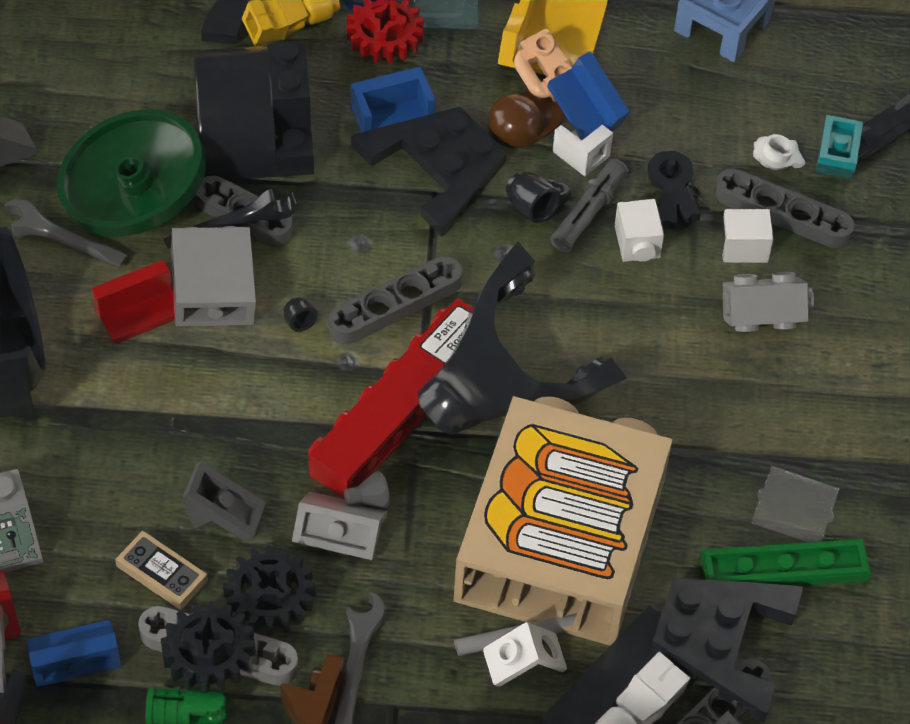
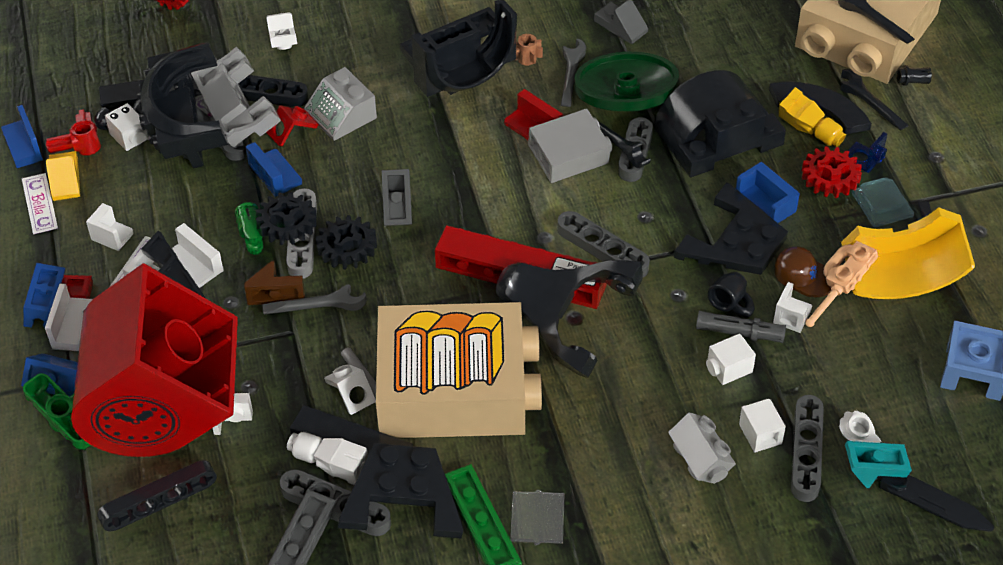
camera: 75 degrees right, 5 degrees down
(161, 570) = (345, 192): tile -> none
(300, 314) = (564, 198): black hinge -> none
(338, 527) = (412, 262): light grey panel -> none
(371, 492) = (439, 271): dark grey rock -> none
(588, 97) = (828, 292): blue panel -> none
(672, 174) = (797, 368): black piece -> none

